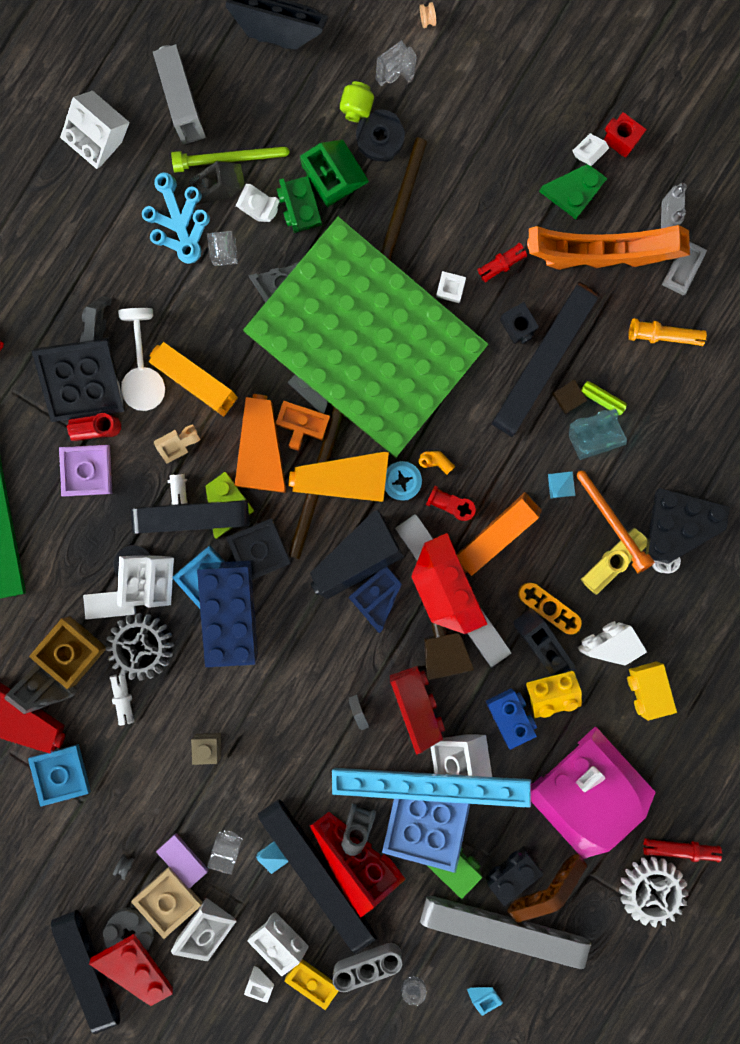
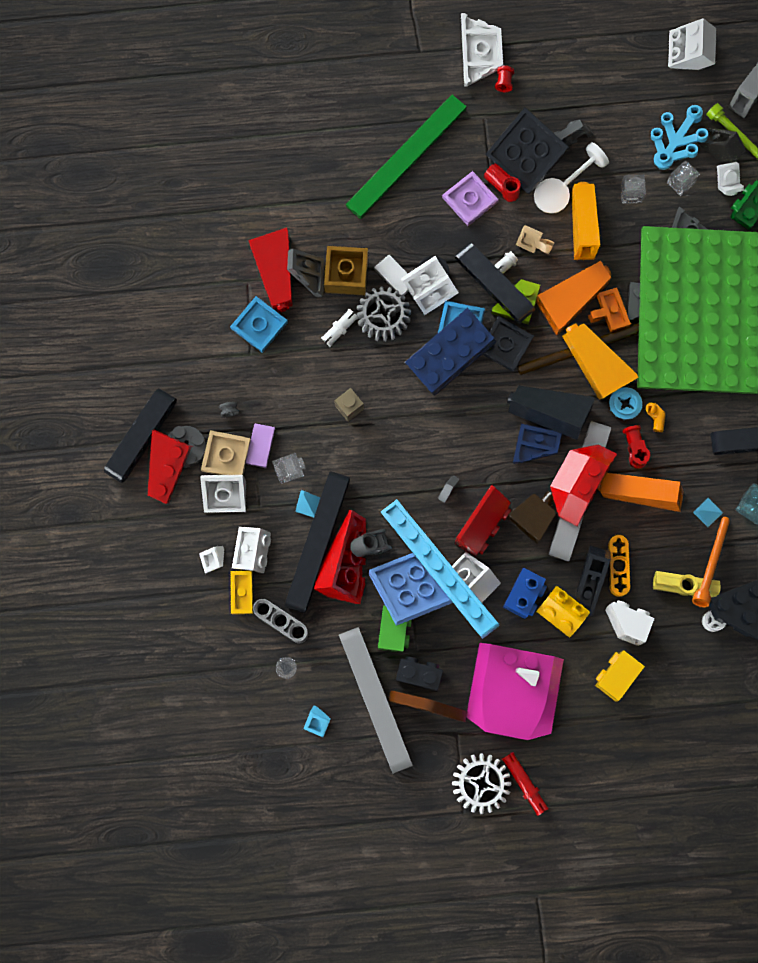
camera: 60 degrees right, 10 degrees down
(196, 306) = (633, 189): none -> clear brick

